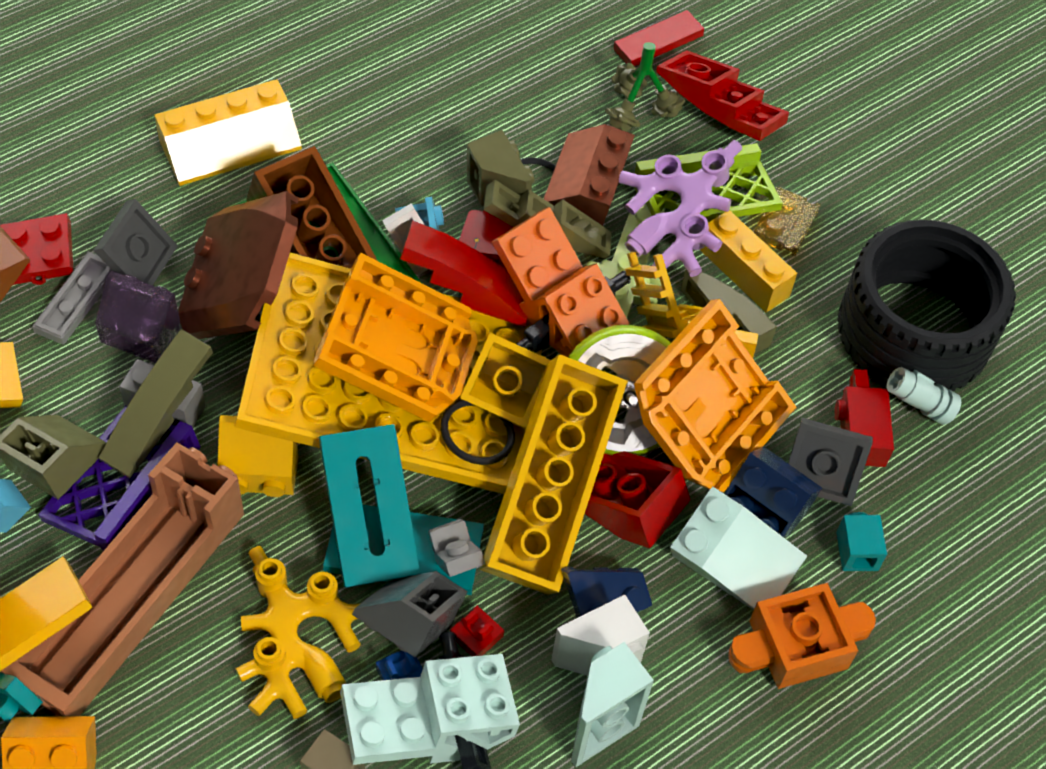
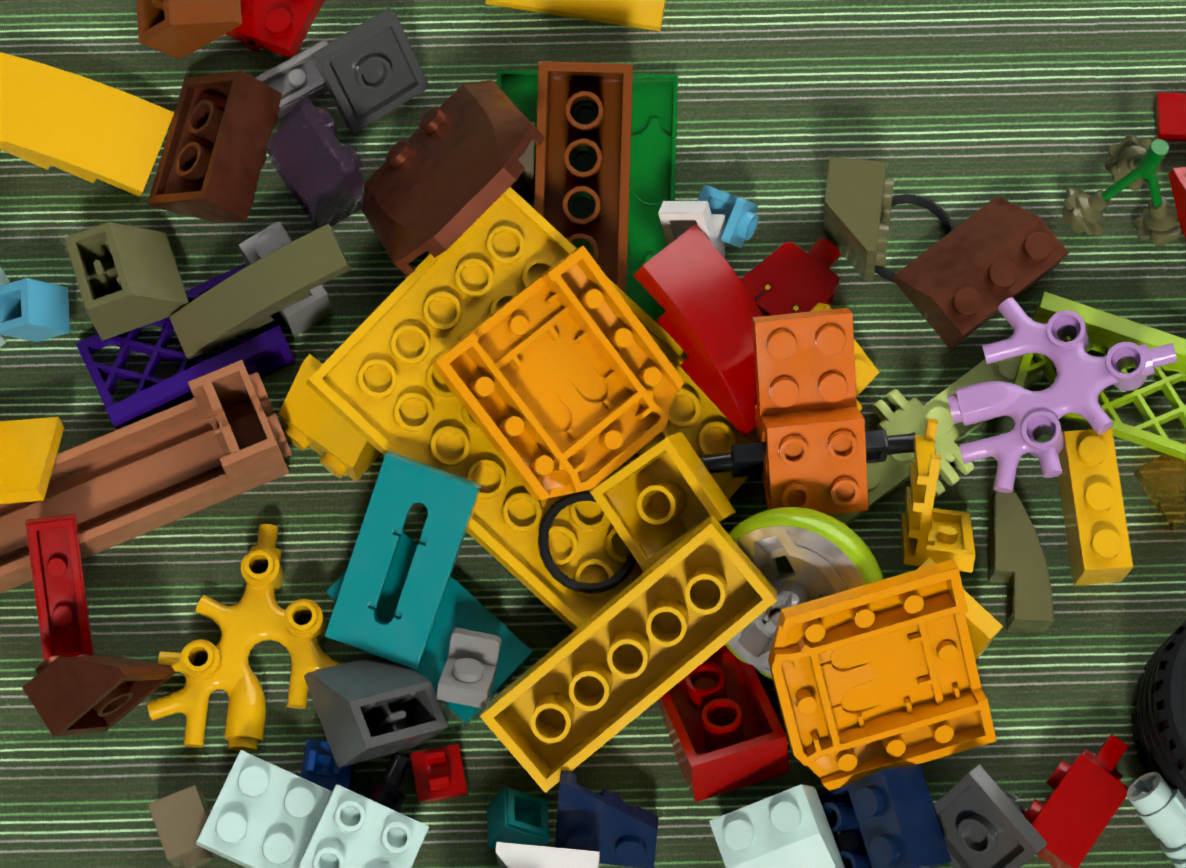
camera: 40 degrees right, 15 degrees up
(58, 344) = (216, 147): none -> copper slope
(138, 665) = (59, 586): none -> red tile
(210, 707) = (91, 691): none -> copper slope
(541, 627) = (517, 819): none -> teal slope
(581, 230) = (880, 316): olive slope -> none

